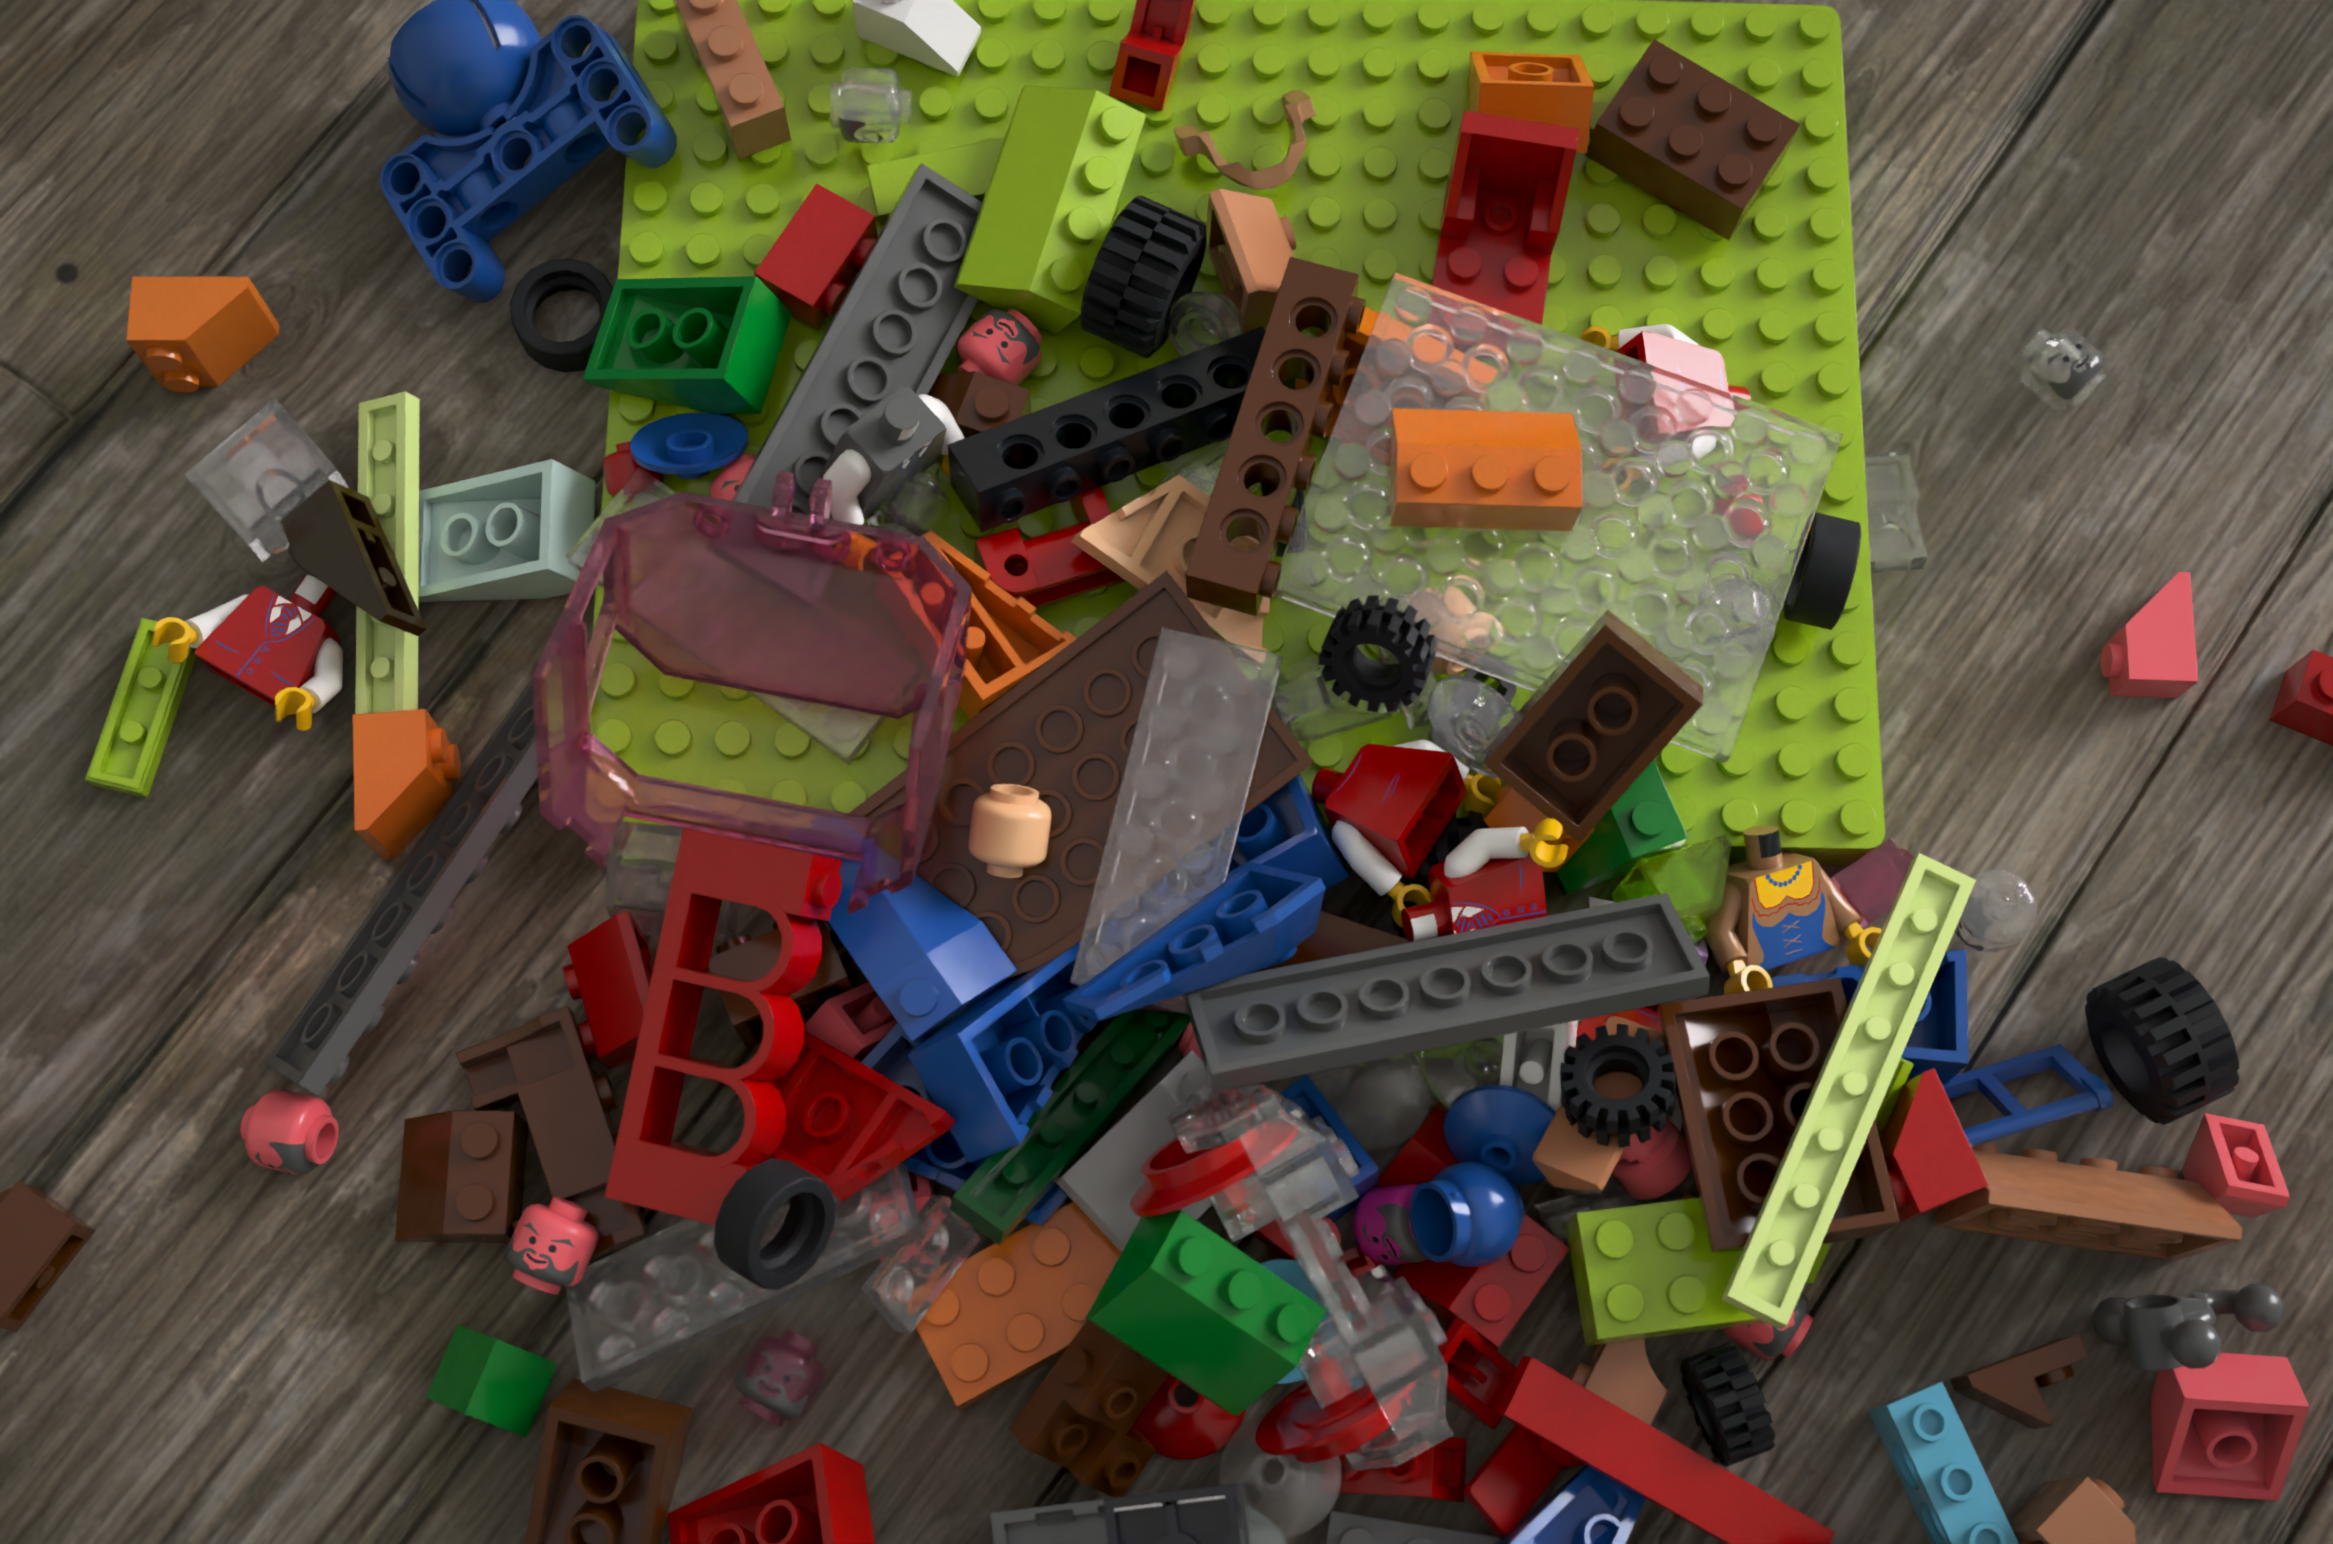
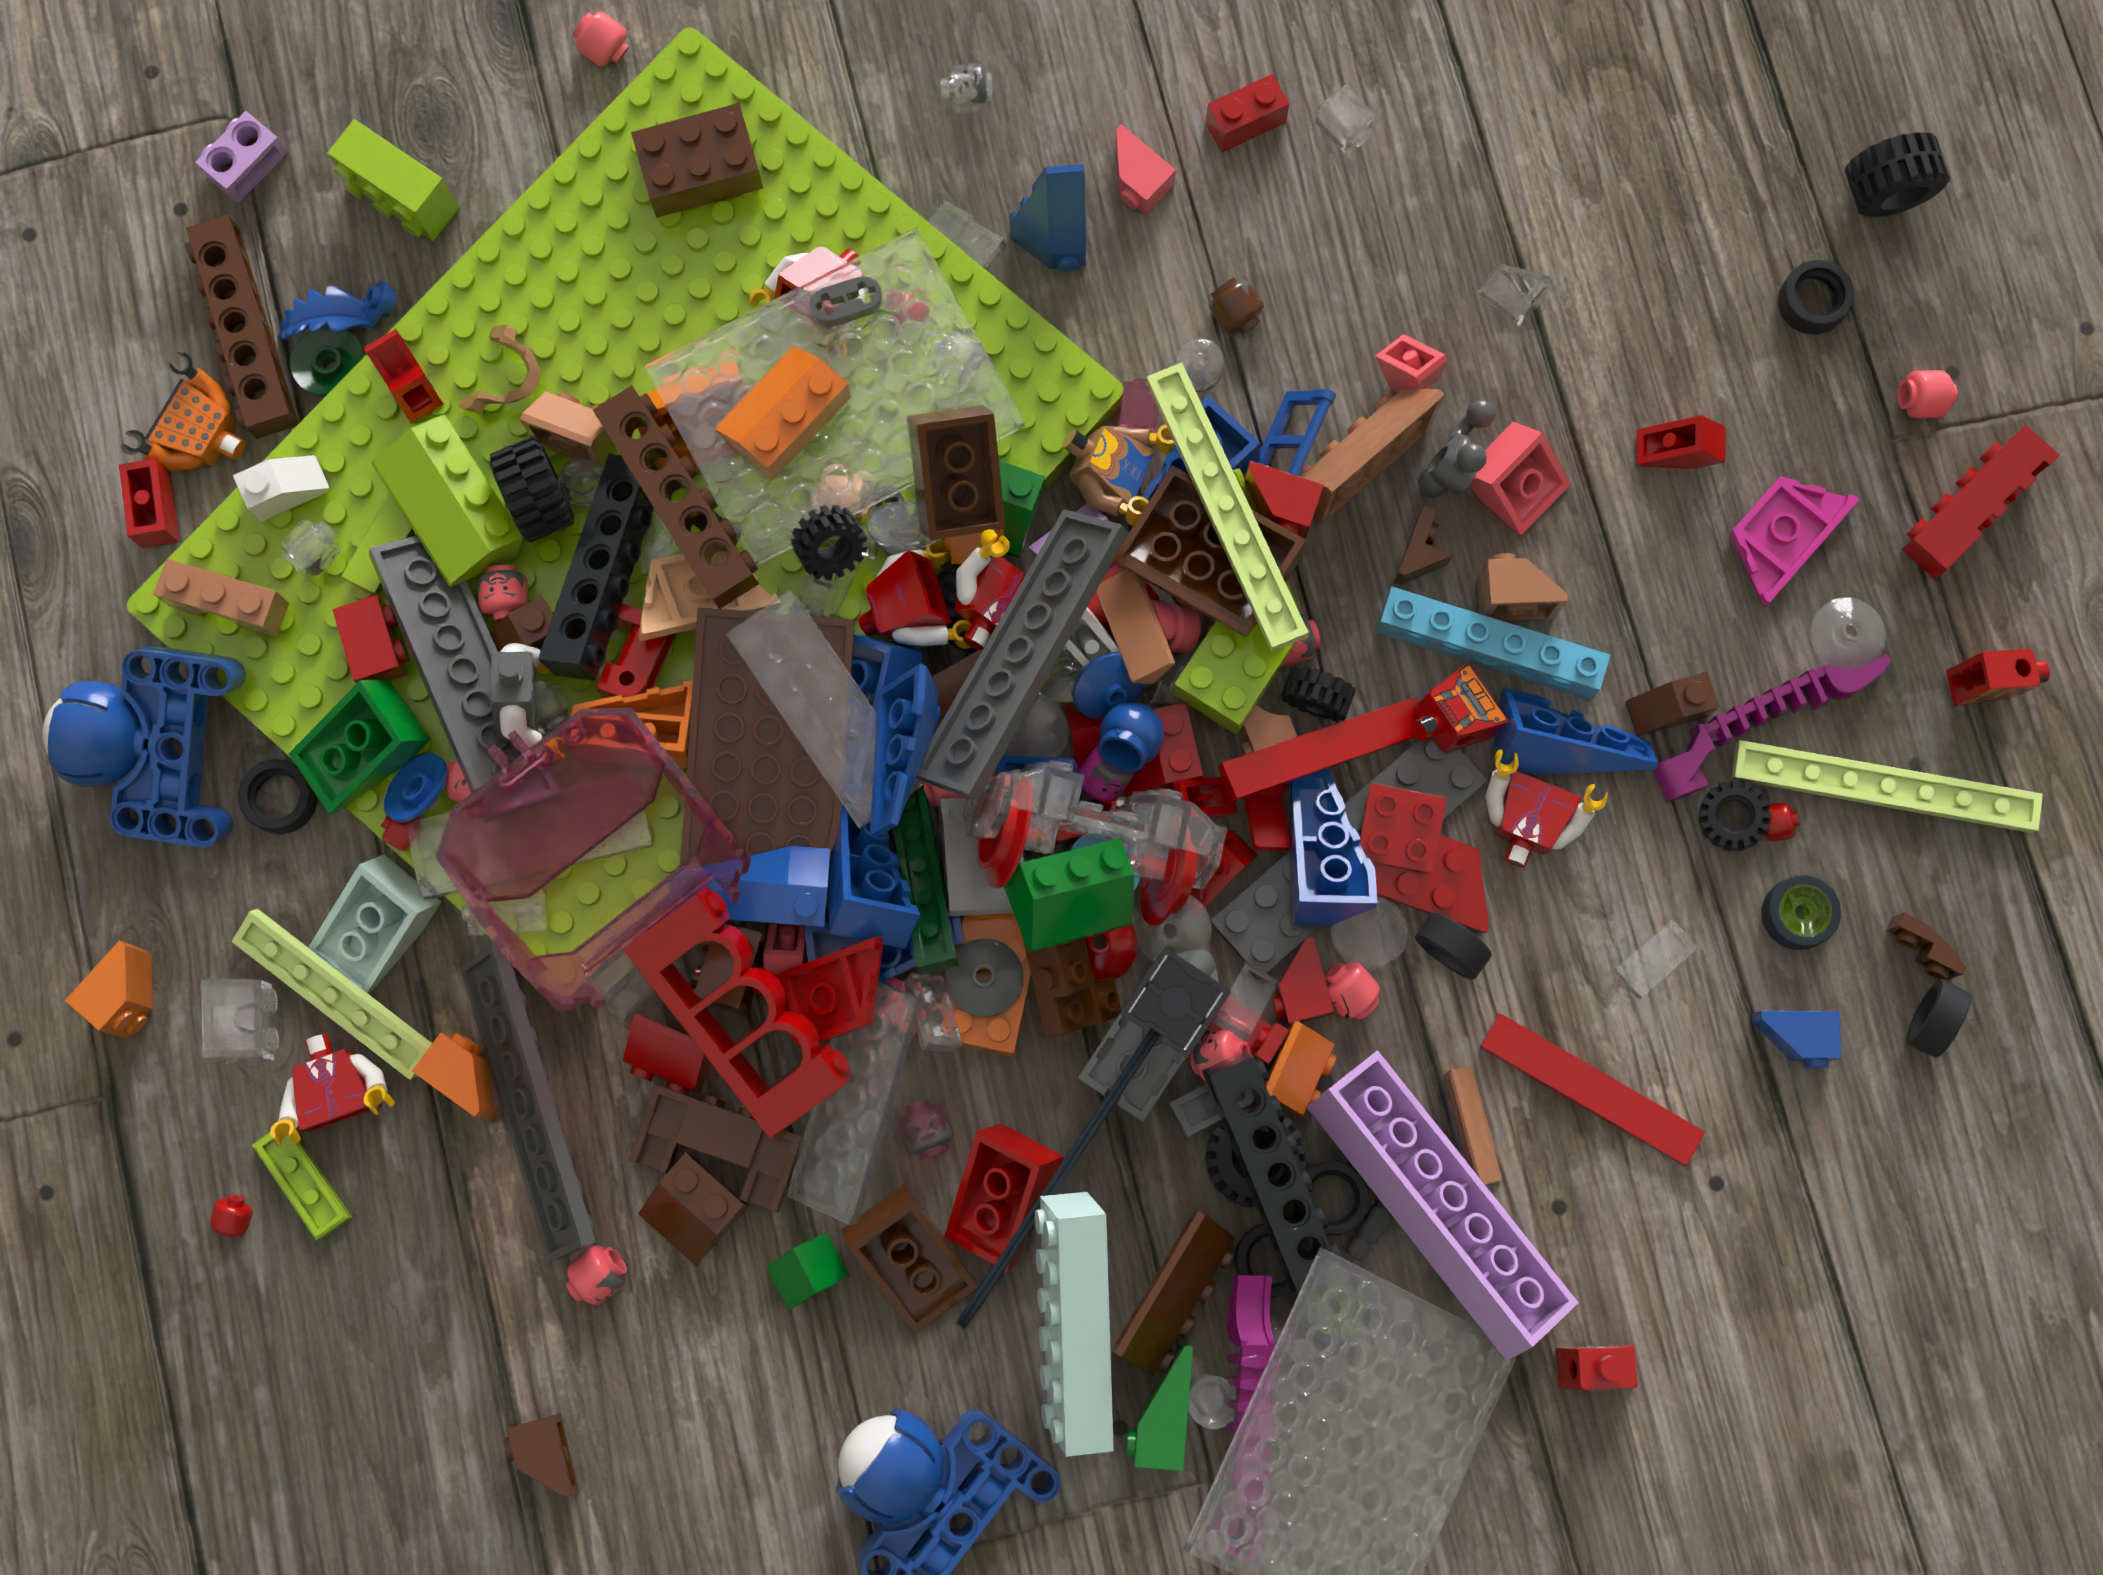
camera: 45 degrees left, 5 degrees up
(43, 664) = (231, 1216): none -> red piece
(345, 547) = (308, 1008): dark brown slope -> none
(552, 1245) = (769, 1185): coral head -> none
(635, 679) = (518, 914): none -> clear hinge
(752, 1205) = (841, 1068): black tyre -> none
(1009, 829) = (759, 793): light nougat head -> none
(1023, 1323) = (990, 997): none -> dark grey dish
(1504, 211) = (656, 288): red bracket -> none
(1533, 89) = (606, 220): orange slope -> none
(1617, 1054) = (1149, 623): black tyre -> none
(1679, 426) = (848, 310): none -> dark grey beam
(1691, 878) = (1062, 491): clear neon green slope -> none
(1824, 572) = (974, 295): black tyre -> none
(2004, 586) = (1054, 218): none -> blue wedge
(2105, 894) = (1236, 306): none -> reddish brown head
(2162, 1040) = (1326, 344): black tyre -> none

